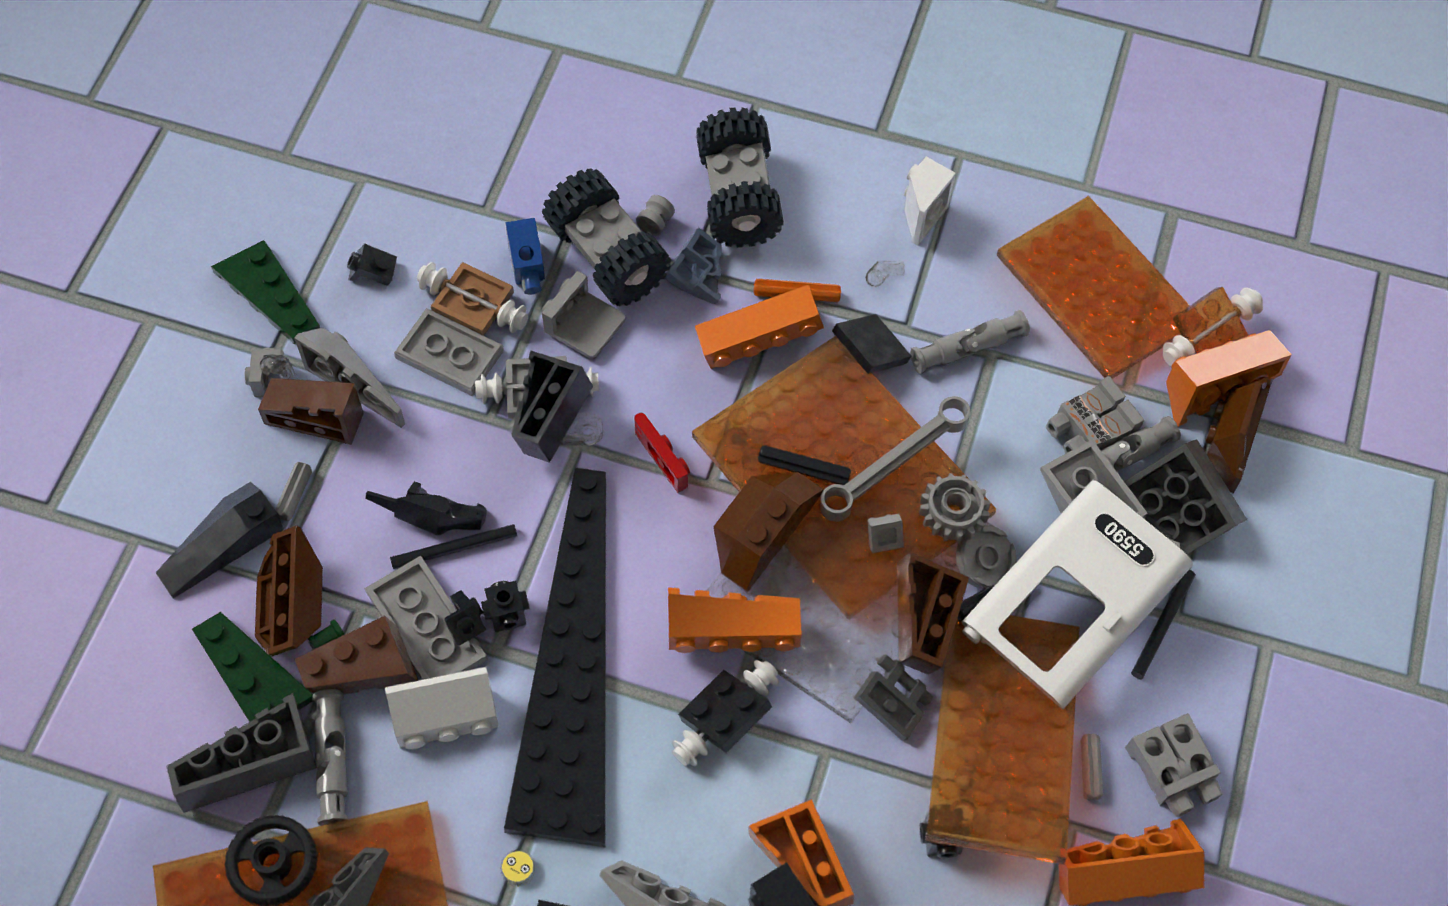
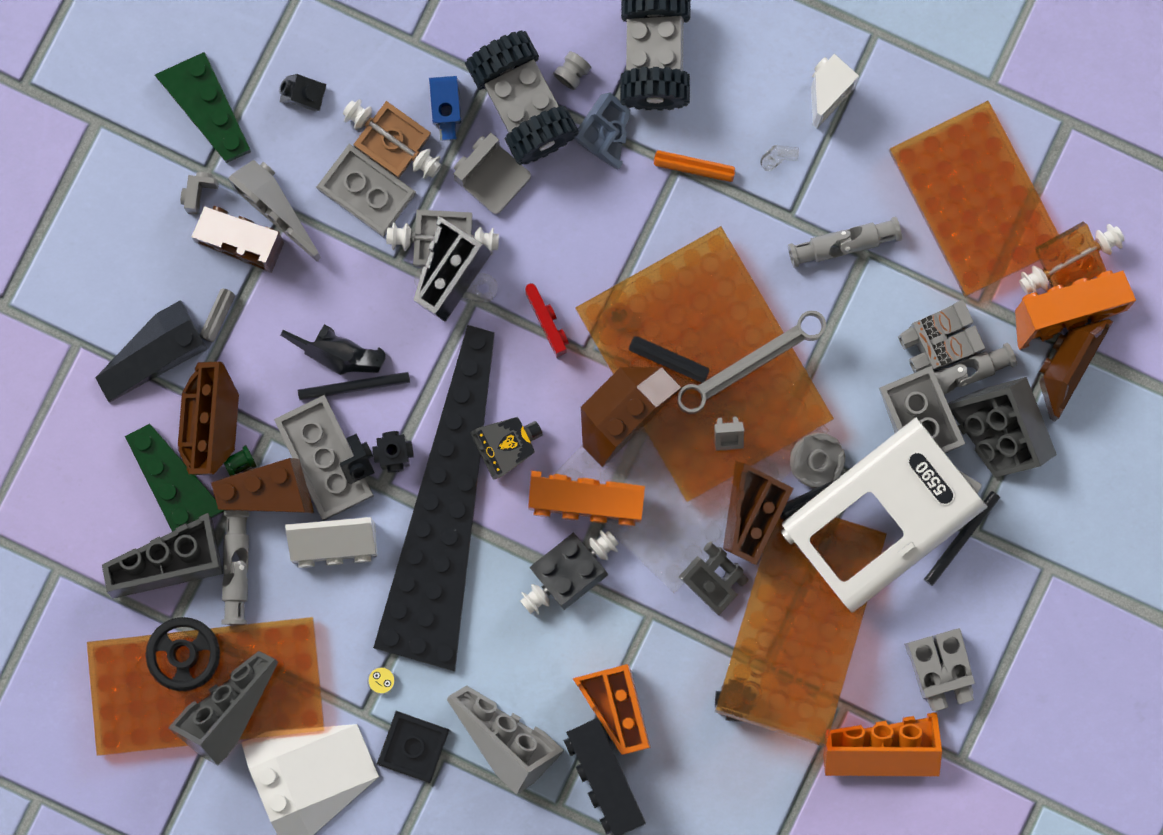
camera: 10 degrees right, 20 degrees up
(277, 365) = (211, 192): clear arm -> none
(632, 581) = (505, 444): none -> torso
(759, 327) = (652, 208): orange wedge -> none
(871, 343) = (752, 235): black tile -> none
(951, 523) = (797, 404): light grey gear -> none
(1091, 767) = (871, 658): light grey axle -> none

